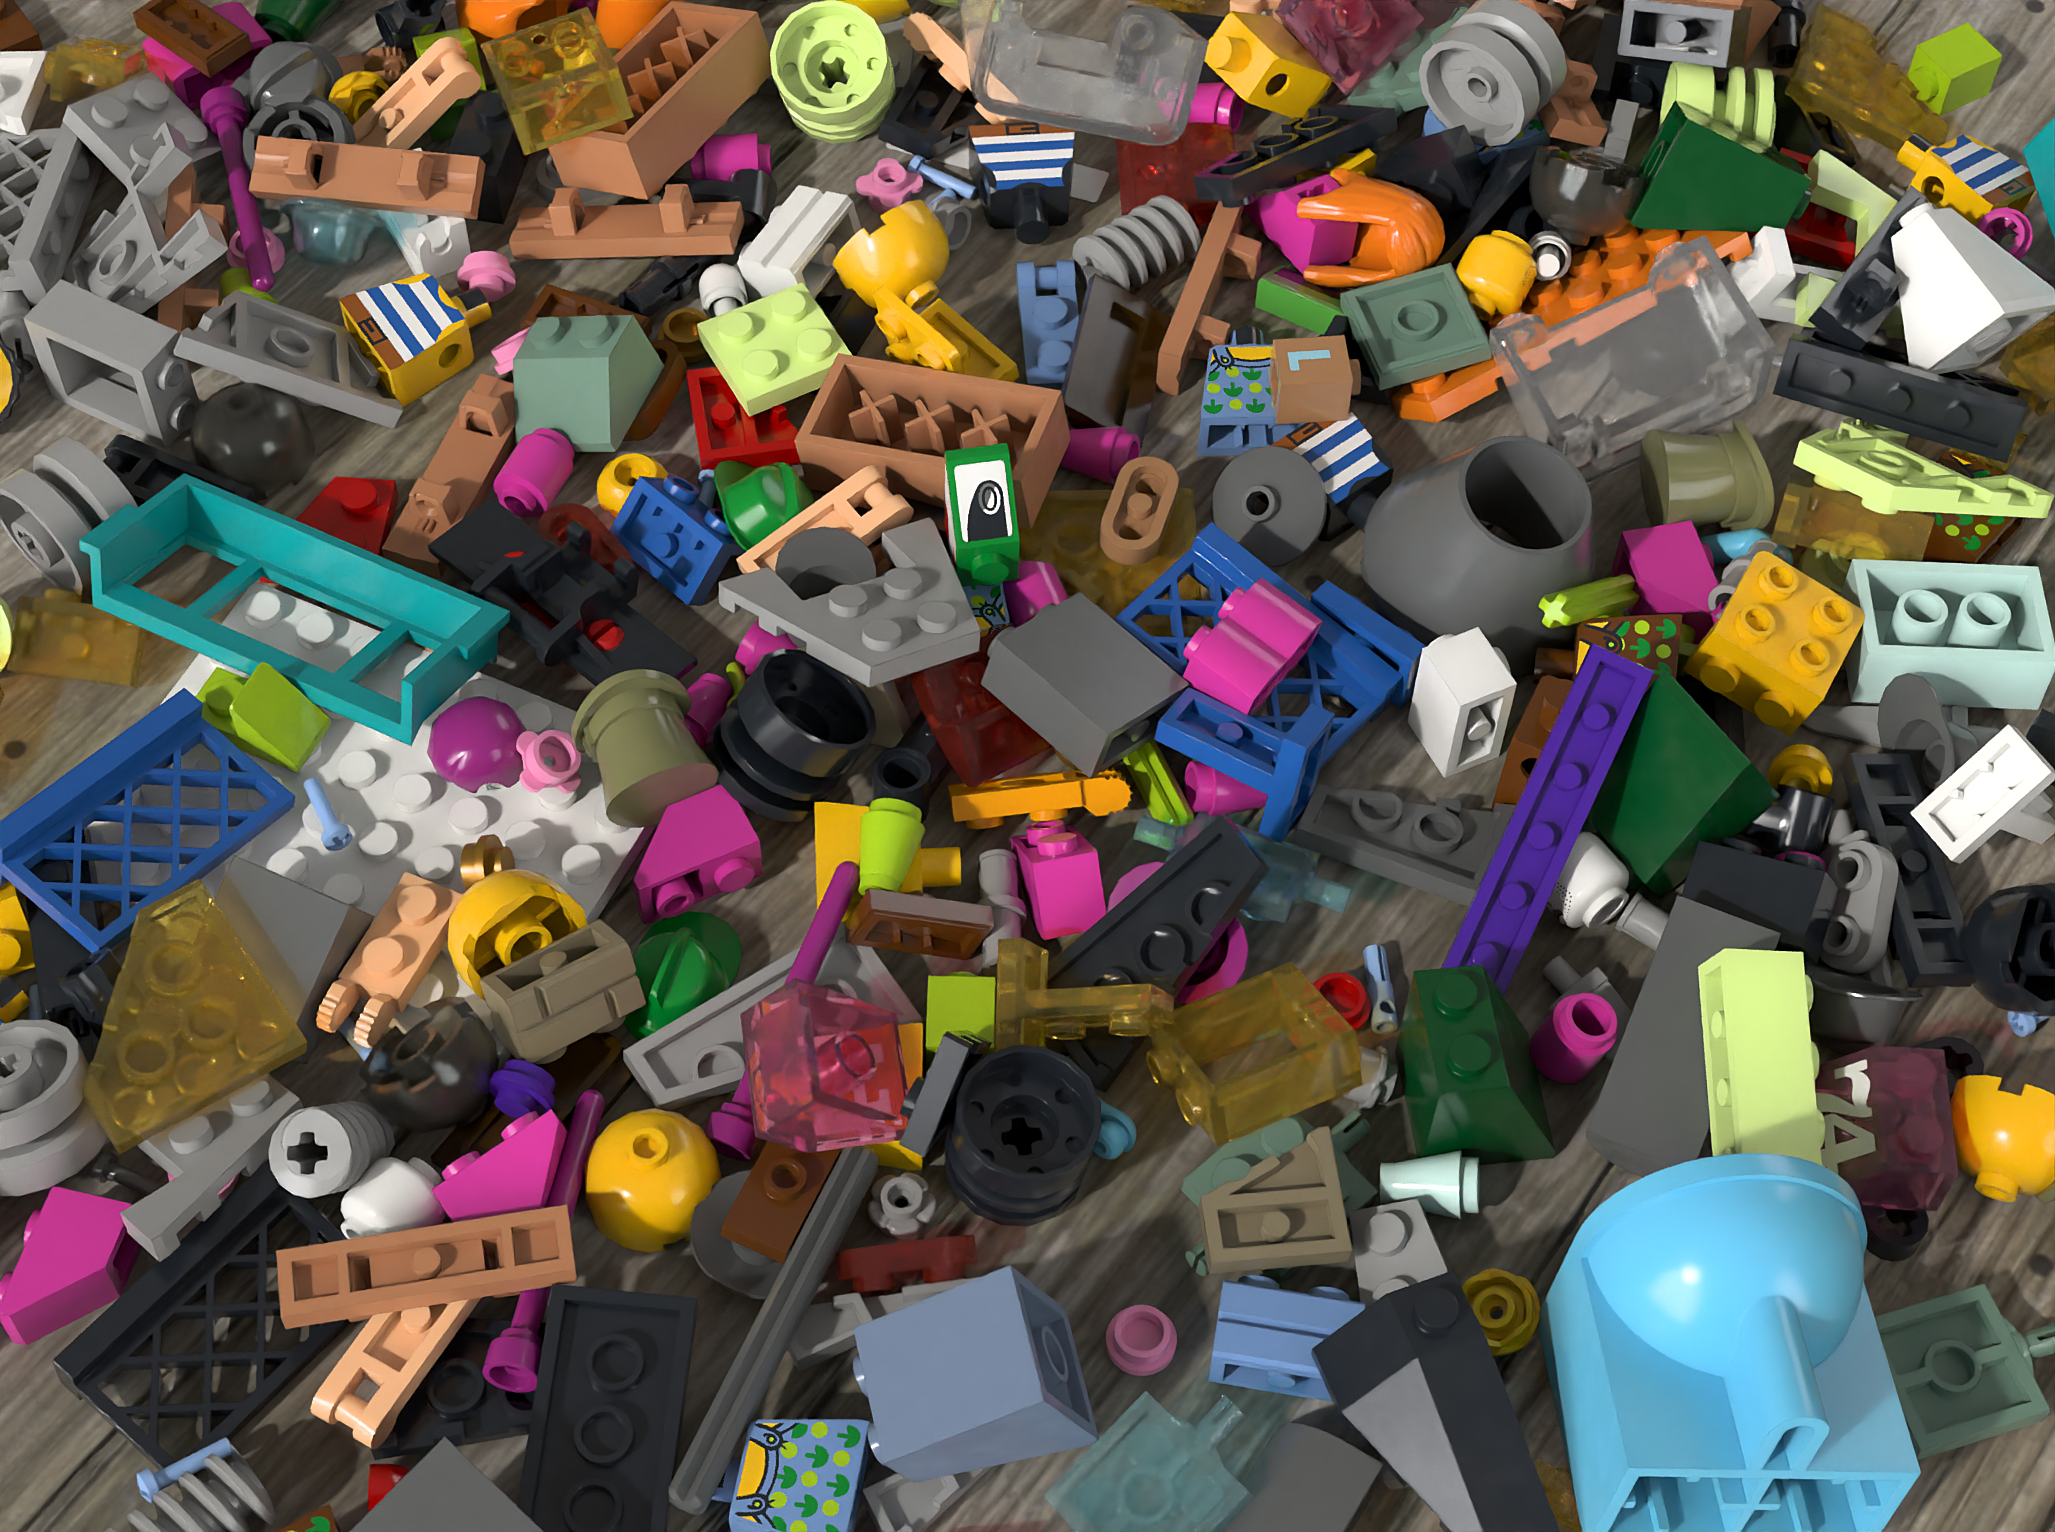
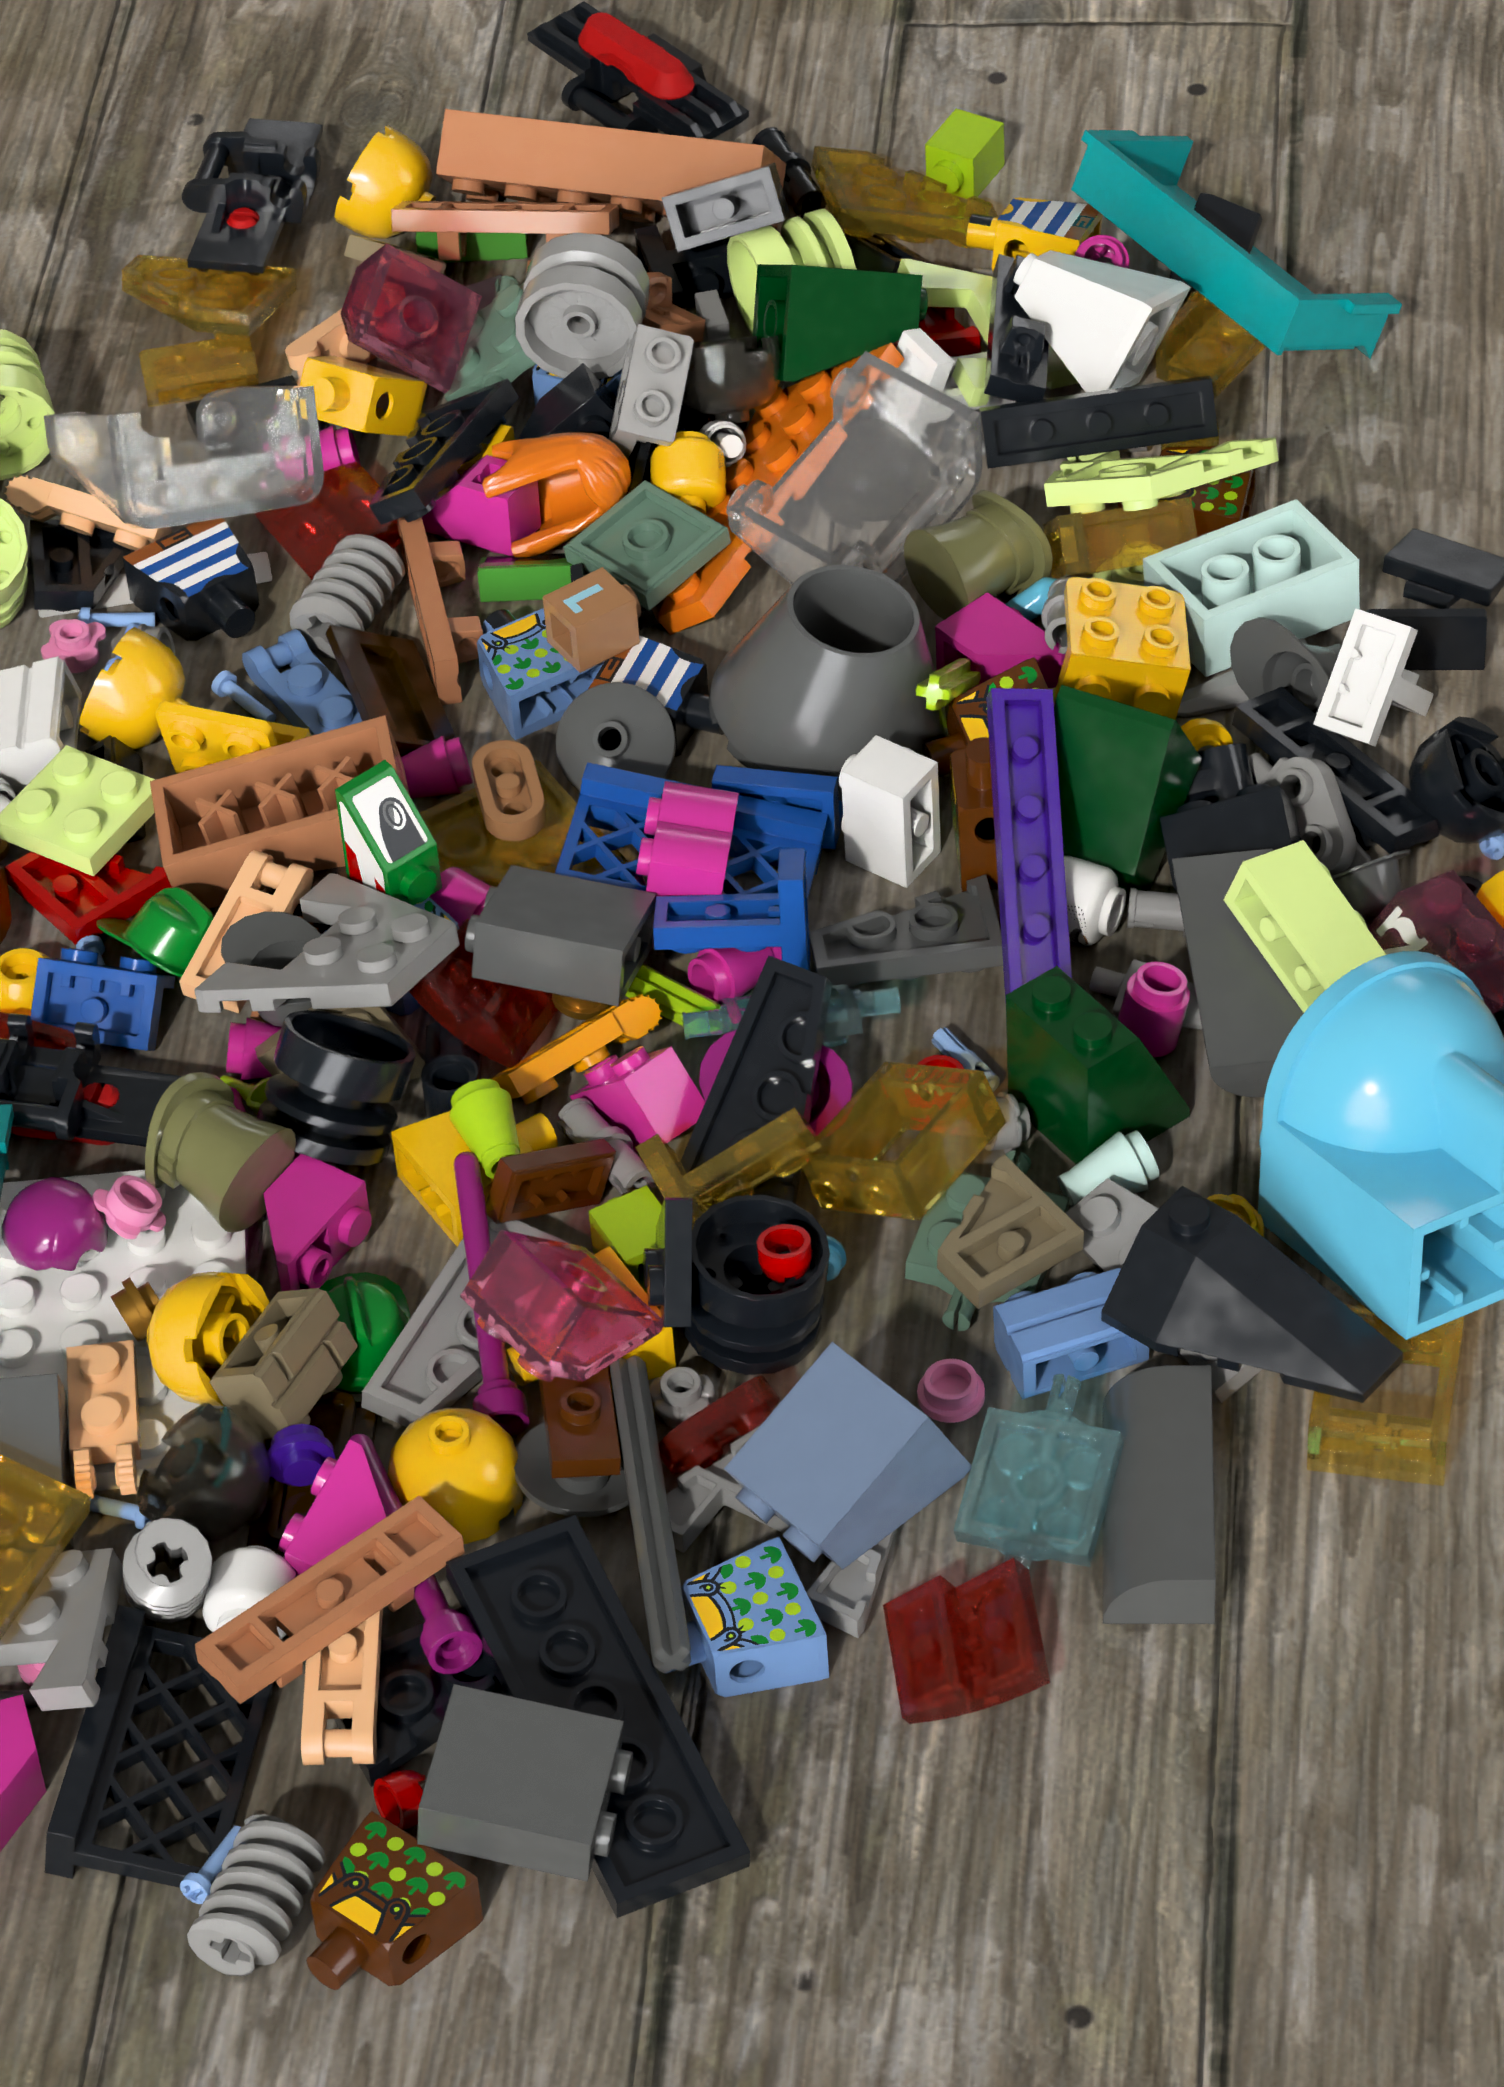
camera: 25 degrees left, 10 degrees down
(987, 284) = (226, 685): none -> light blue piece
(1035, 1124) = (780, 1239): none -> red hinge
(1498, 180) = (650, 388): none -> light grey bracket

